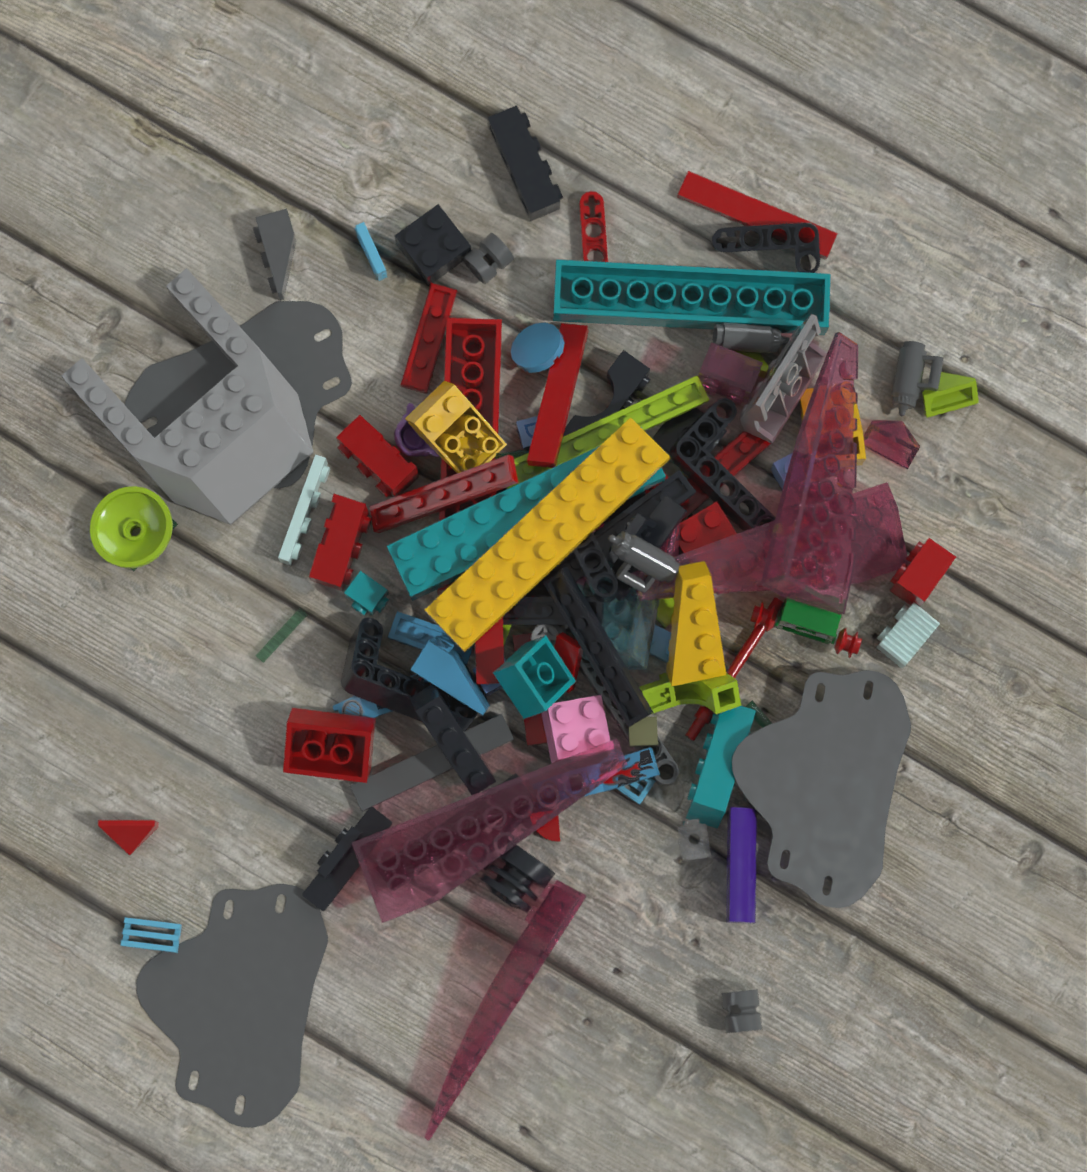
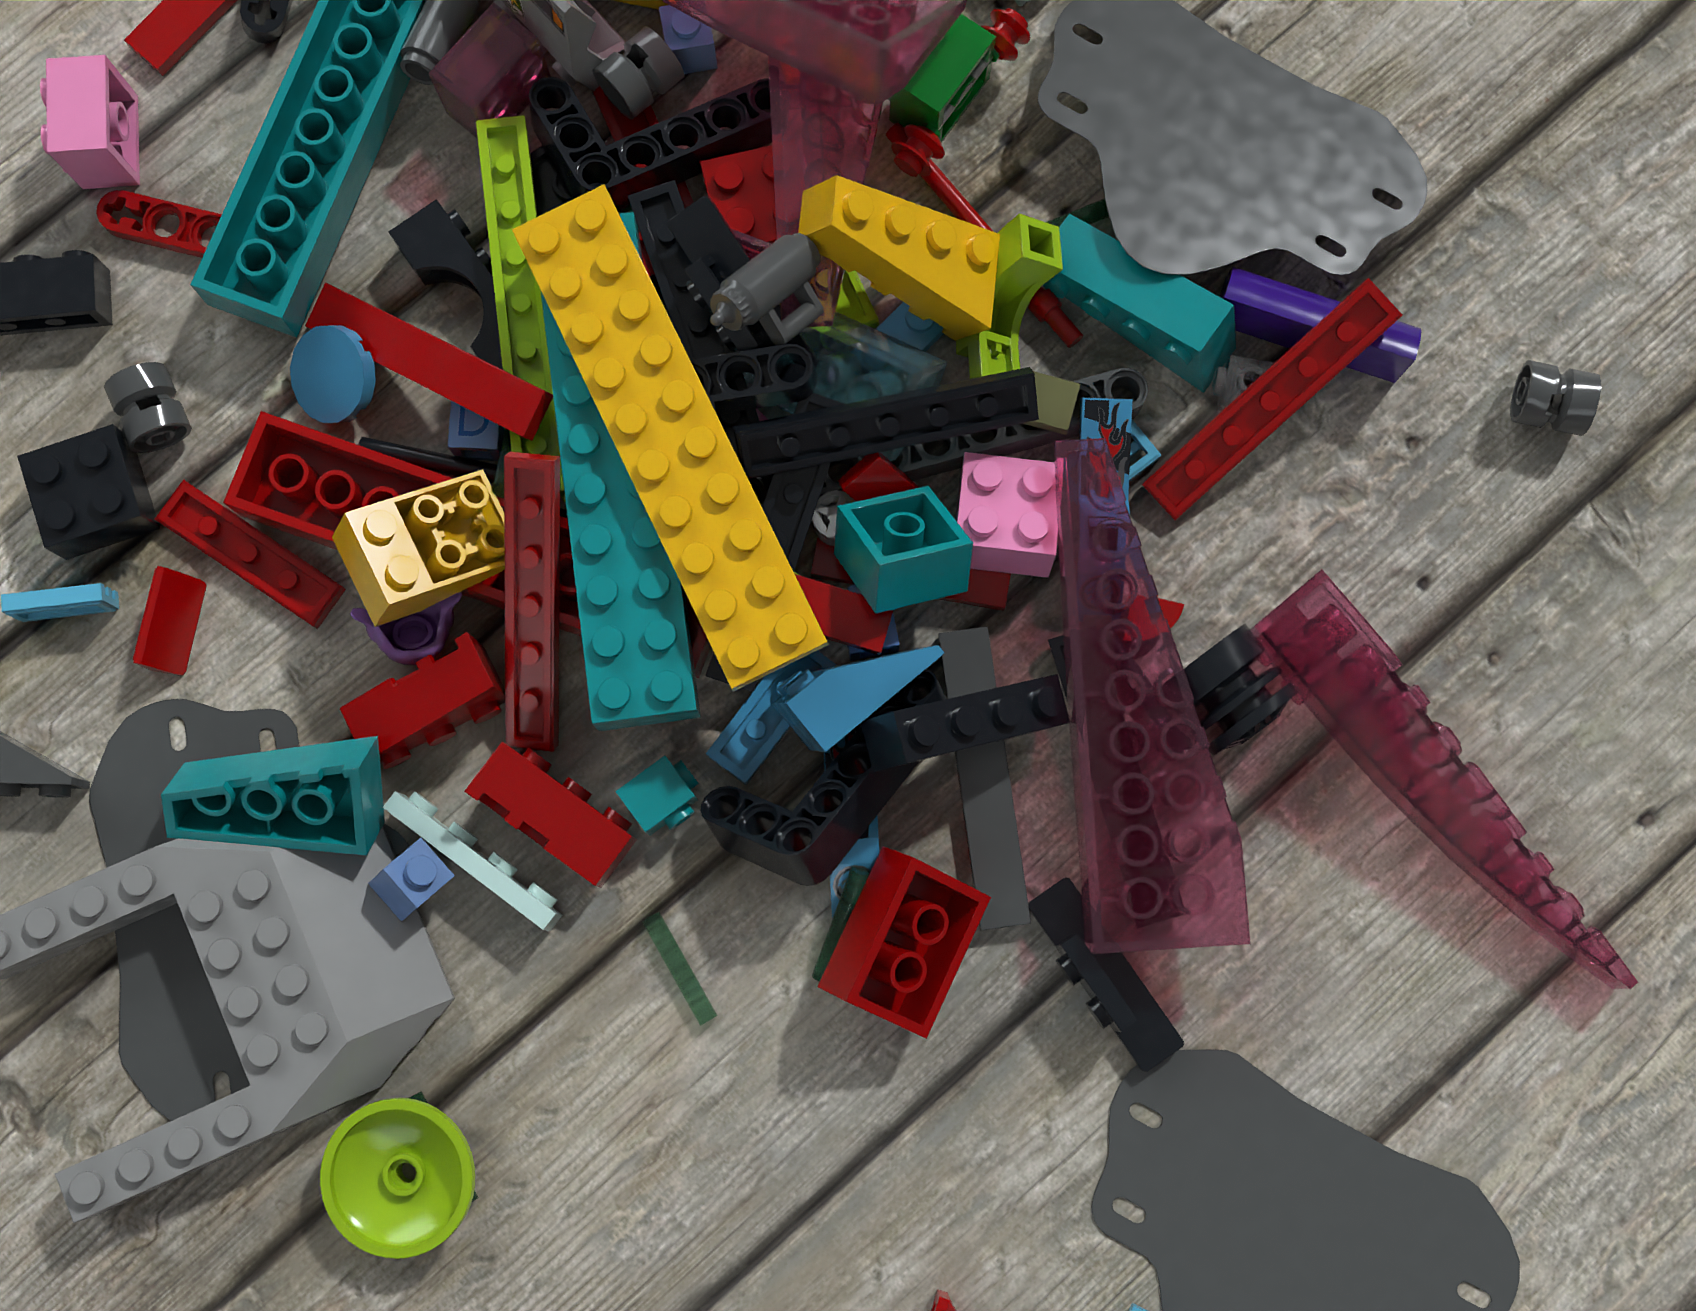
camera: 70 degrees left, 0 degrees up
(283, 481) = (411, 879): none -> medium blue brick
(303, 402) = (282, 798): none -> teal wedge
(342, 709) = (850, 894): none -> clear green piece
(379, 310) = (169, 622): none -> red slope
(509, 412) = (429, 459): none -> black bar
(631, 173) = (91, 122): none -> bright pink brick
(684, 851) = (1272, 398): none -> red tile
(752, 442) = (638, 73): none -> dark grey wheel

